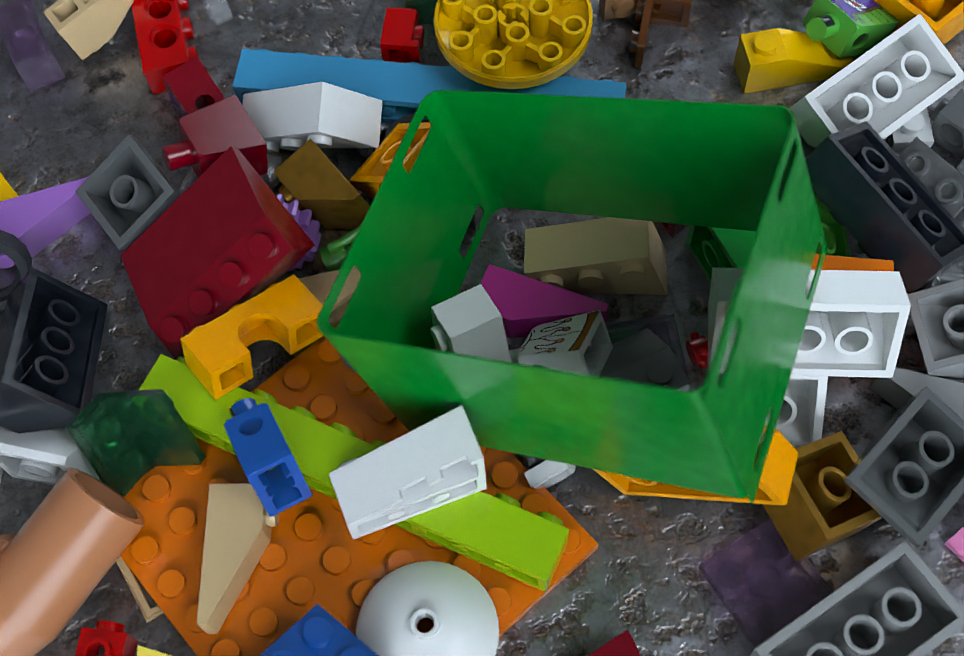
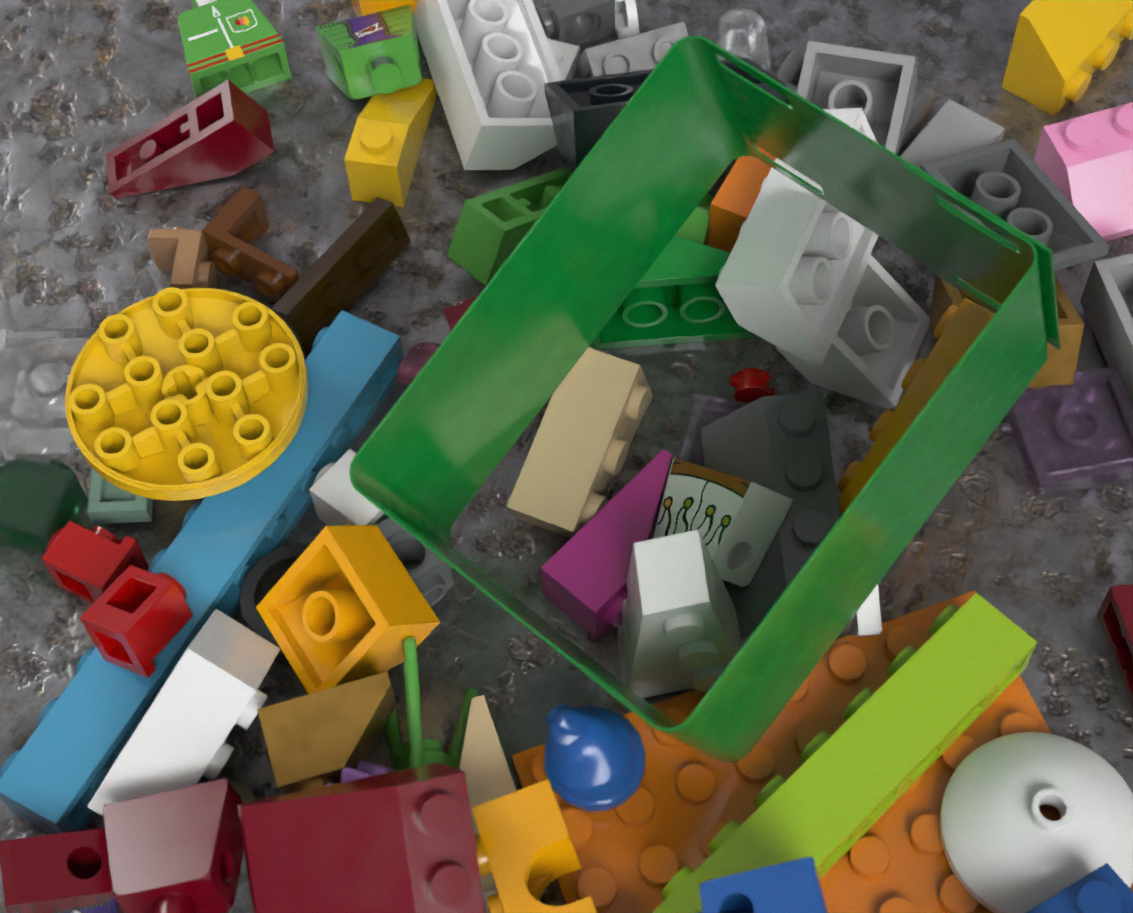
camera: 70 degrees left, 5 degrees down
(358, 63) = (137, 618): none -> red brick
(410, 474) = (859, 740): white wedge -> none
(664, 75) = (343, 272): none -> dark brown plate

